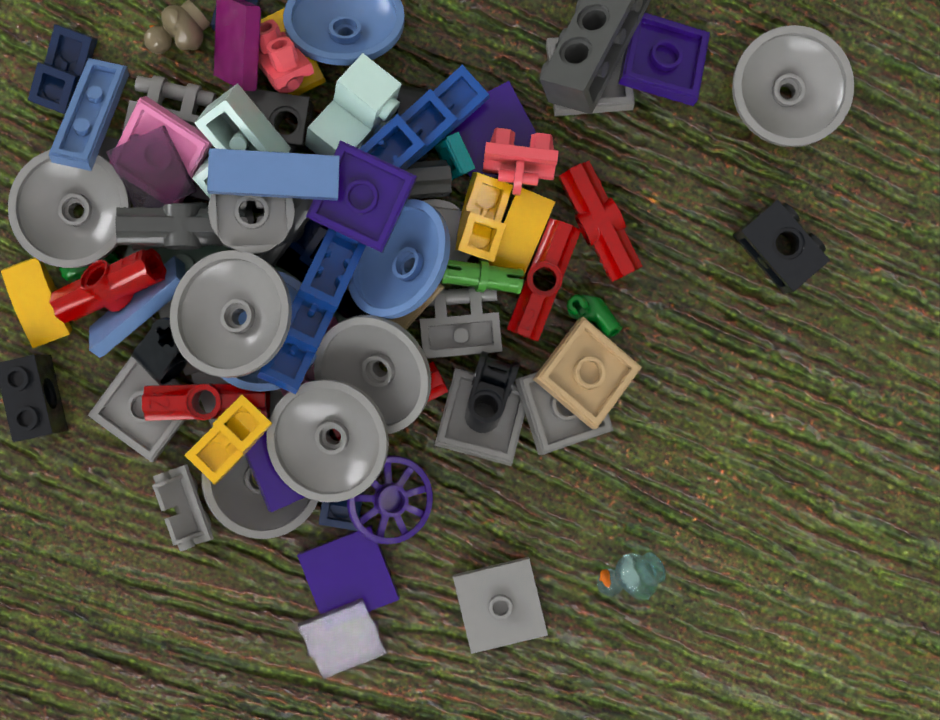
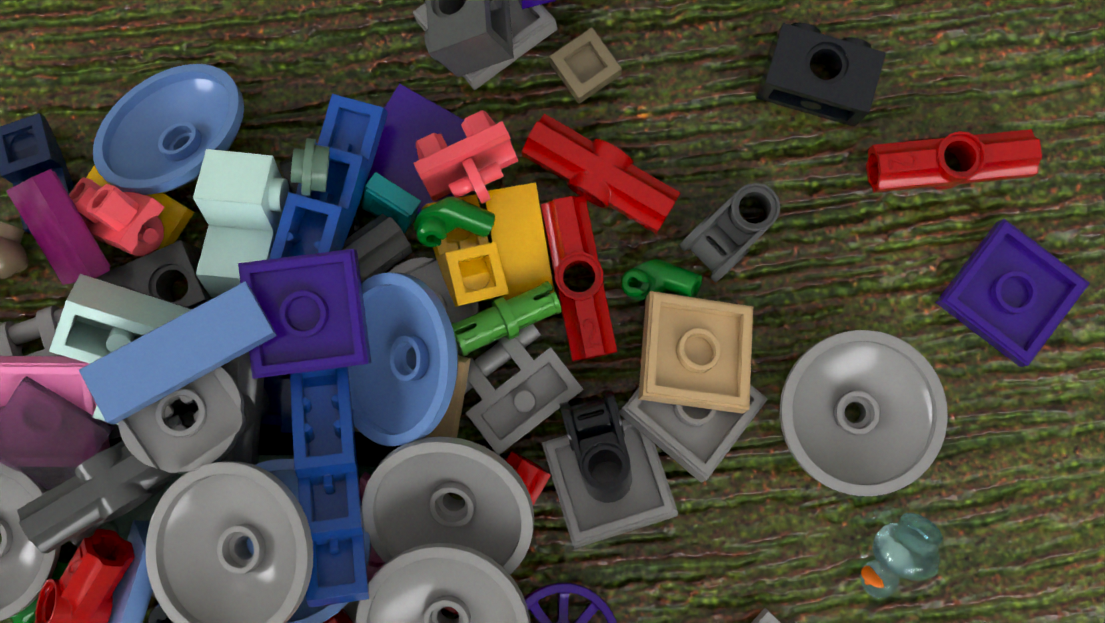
camera: 25 degrees left, 5 degrees down
(421, 107) = (310, 167): none -> sand green plate
(487, 188) = (448, 214): none -> green arm
(635, 145) = (585, 65): none -> dark tan plate
(657, 311) = (725, 236): none -> dark grey piece
(688, 491) = (898, 421): none -> light grey dish
(811, 462) = (1012, 293): none -> dark purple tile
(848, 365) = (980, 159): none -> red piece

